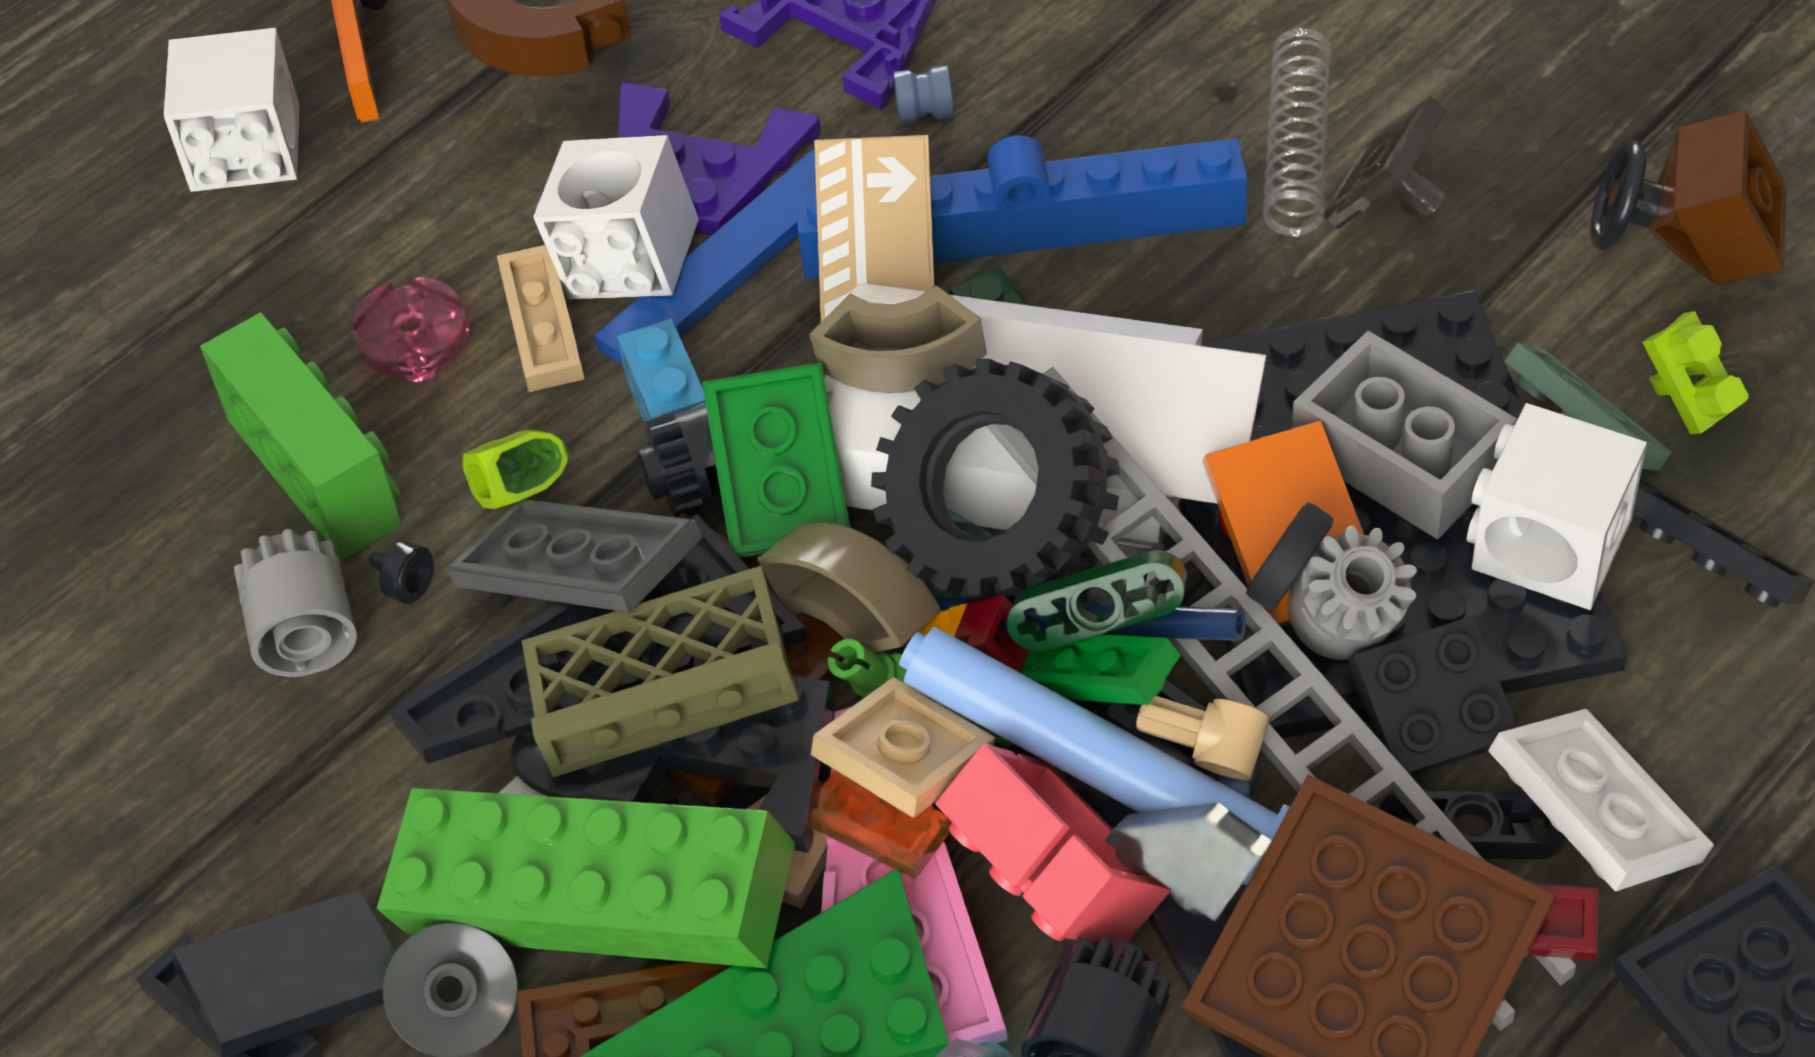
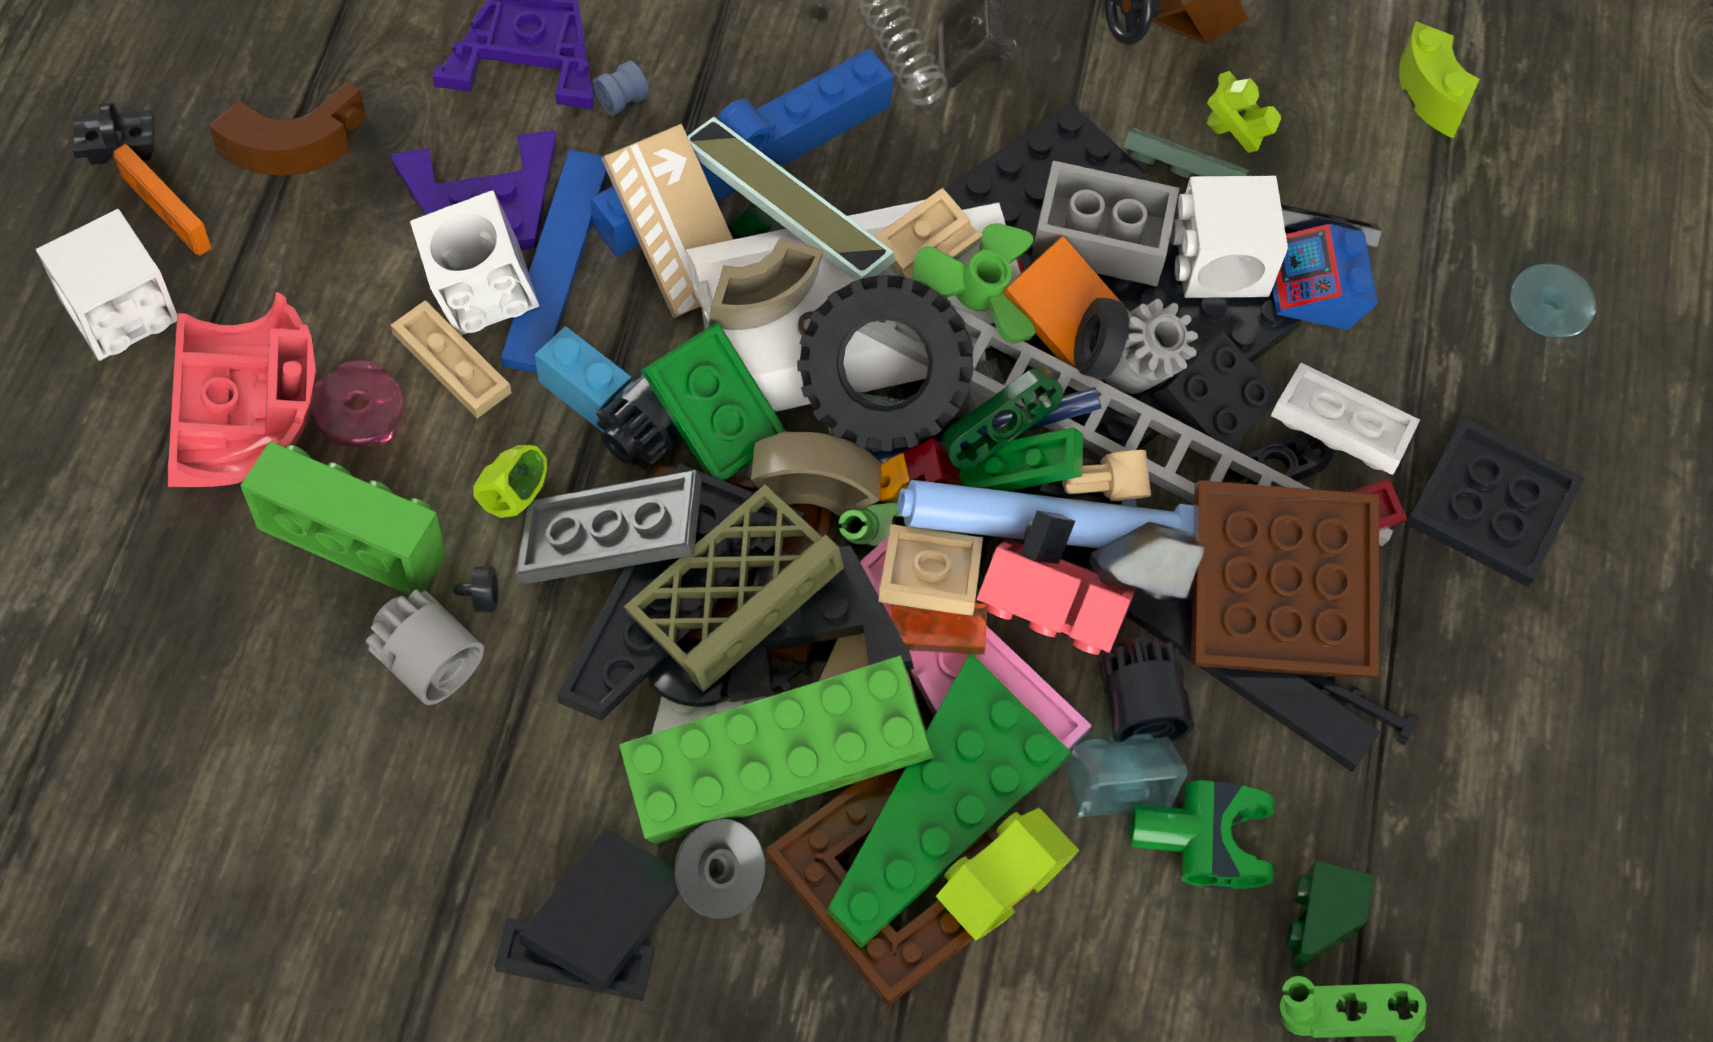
camera: 40 degrees left, 10 degrees up
(292, 259) = (237, 394): none -> coral piece
(1002, 263) = (789, 201): none -> tile
(1061, 761) = (1047, 537): none -> black plate
(1136, 414) = (983, 279): none -> bright green piece
(1141, 362) = (932, 223): none -> tan plate
(1677, 608) = (1325, 277): none -> blue slope

